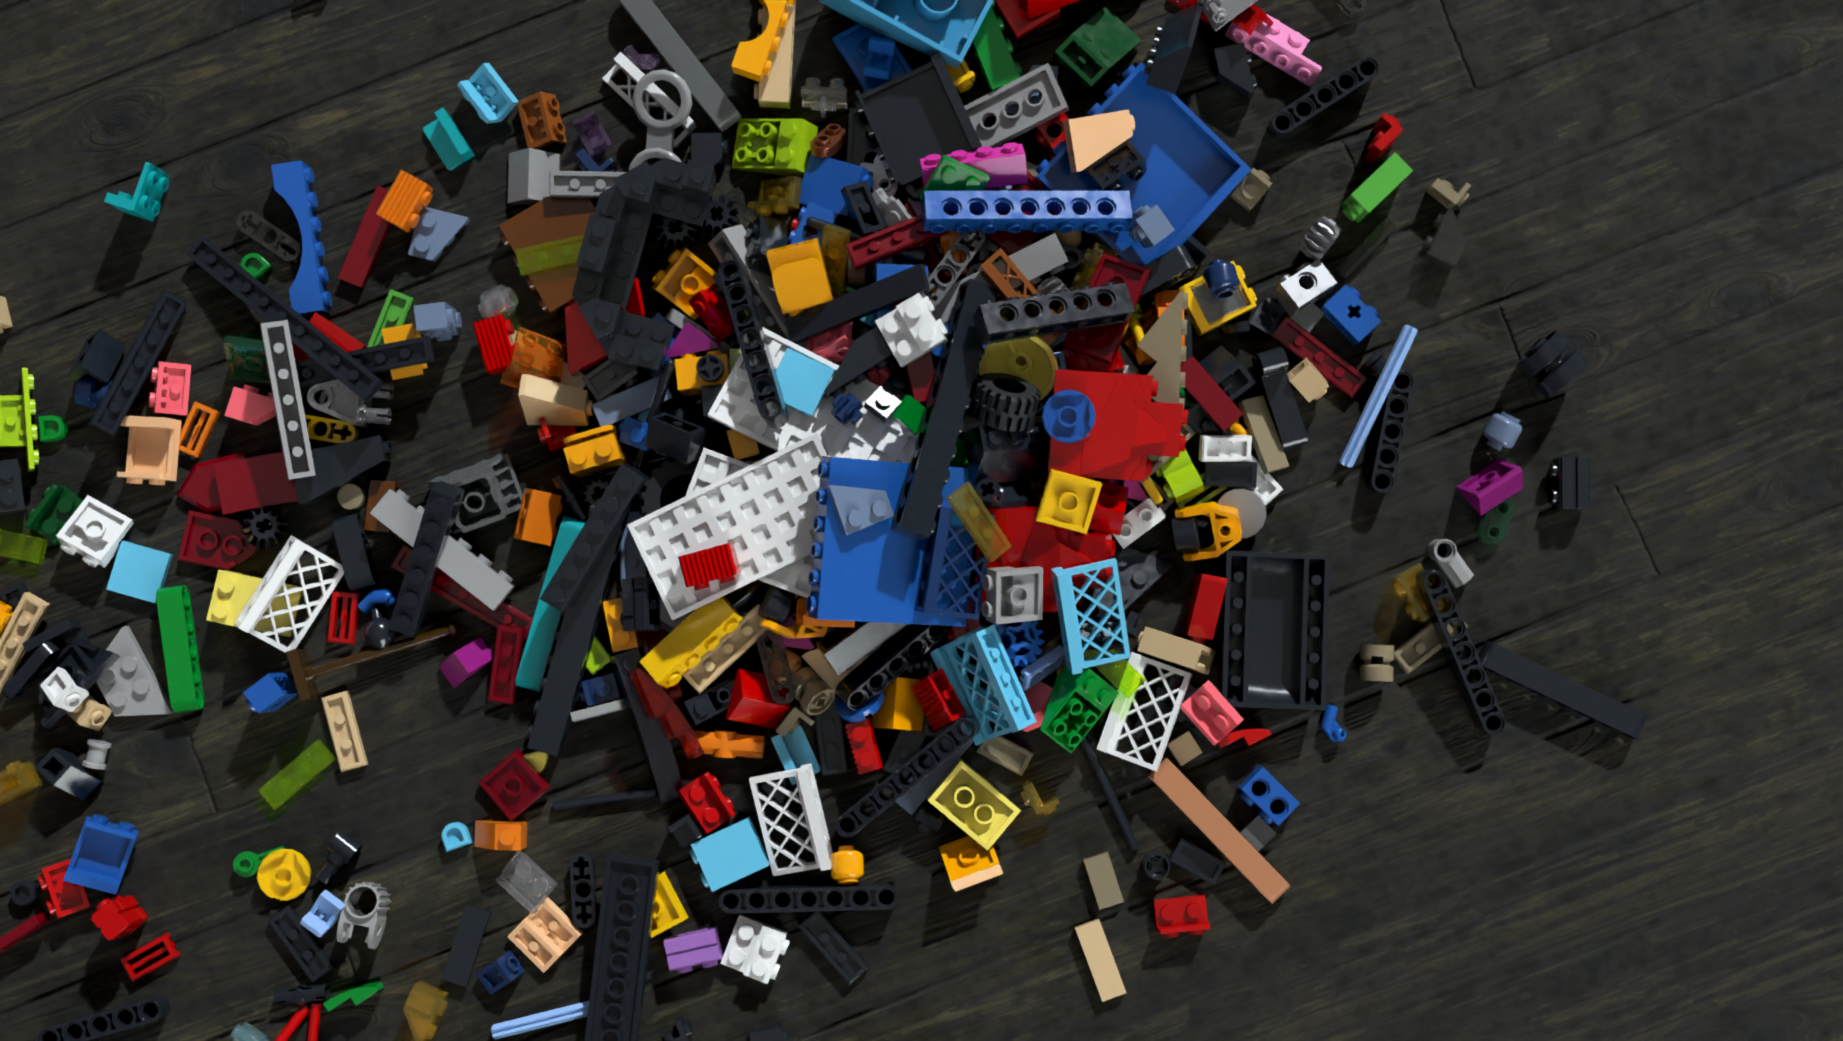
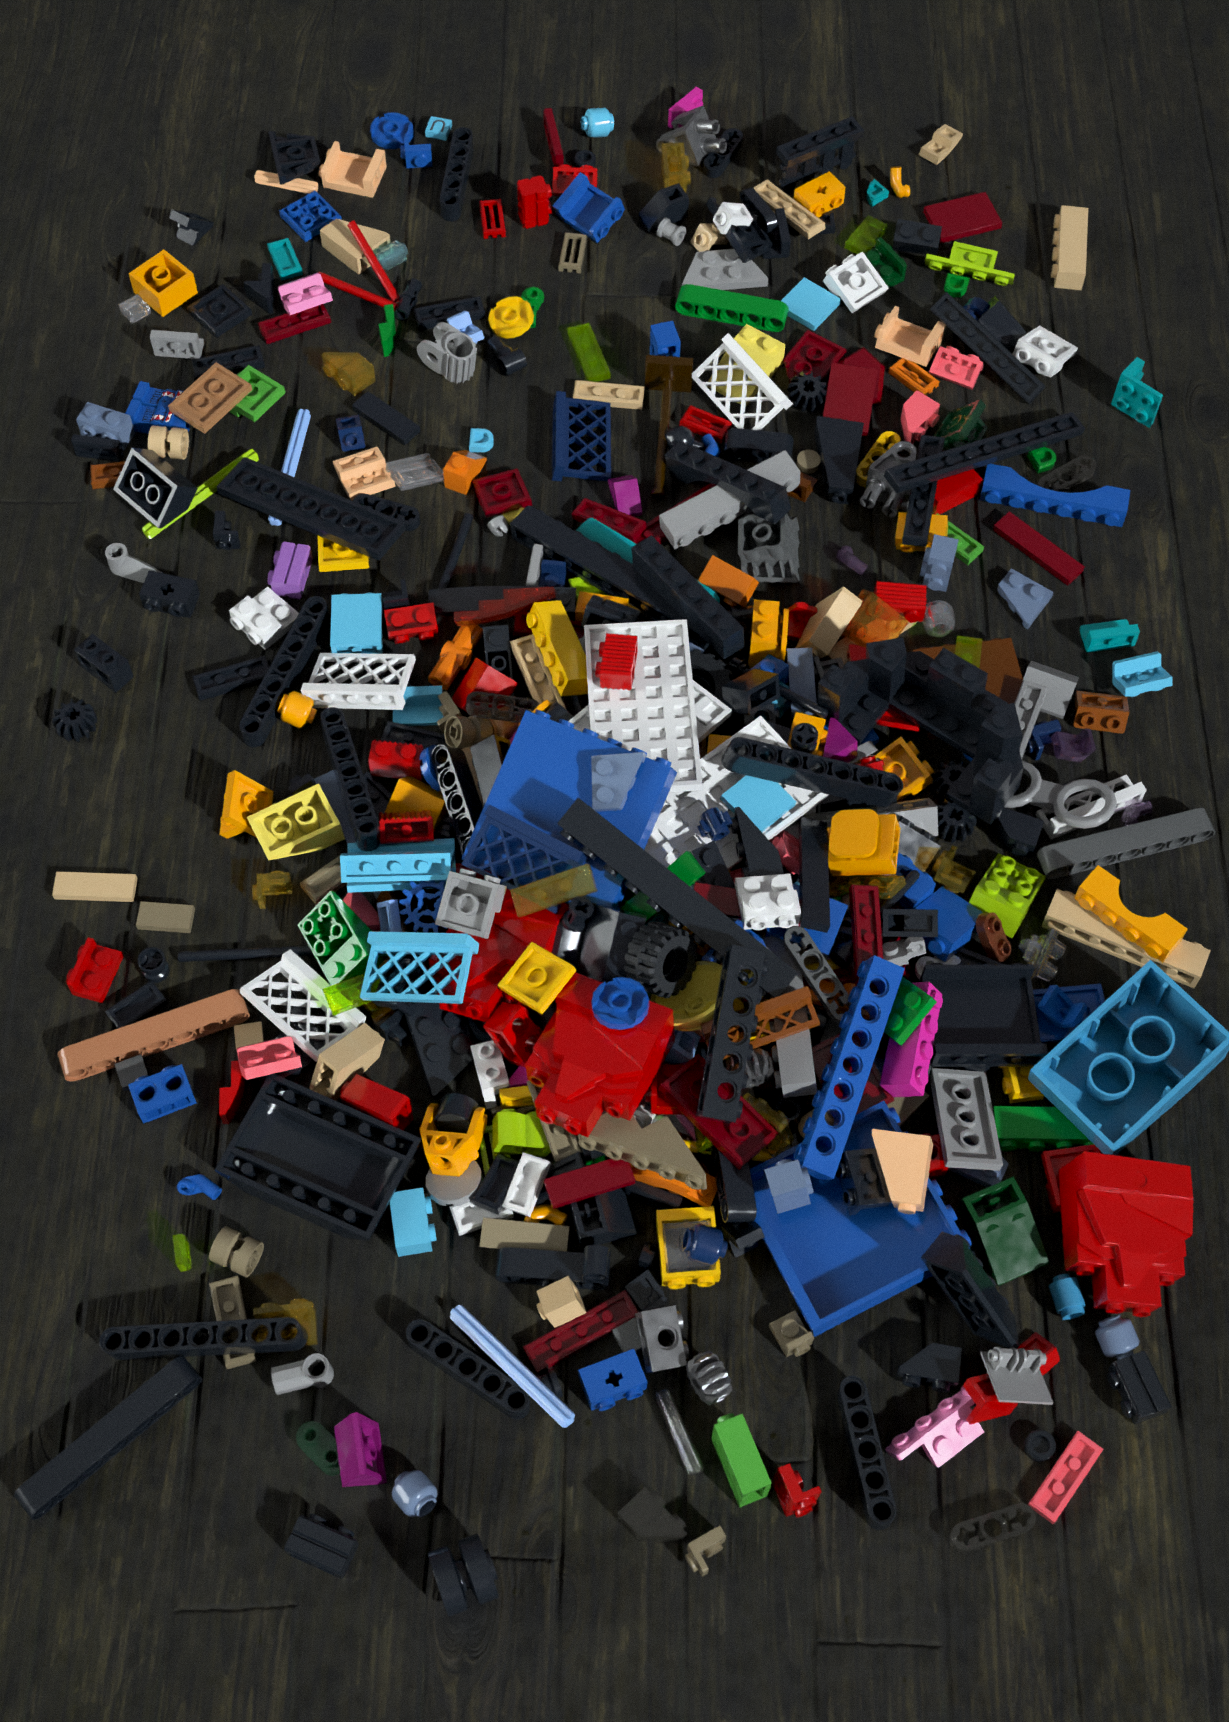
camera: 110 degrees right, 25 degrees down
(113, 306) = (1044, 351): none -> white plate
(185, 843) = (571, 265): none -> dark tan tile
(287, 399) = (910, 422): light grey brick -> none
(405, 201) = (1060, 576): orange brick -> none
(416, 756) = (561, 440): none -> dark blue fence
(461, 410) = (846, 556): none -> clear purple arm
(557, 769) = (498, 525): none -> light grey hinge
(1291, 531) = (410, 1222): none -> medium azure brick
(1394, 707) = (182, 1252): none -> clear neon green tile

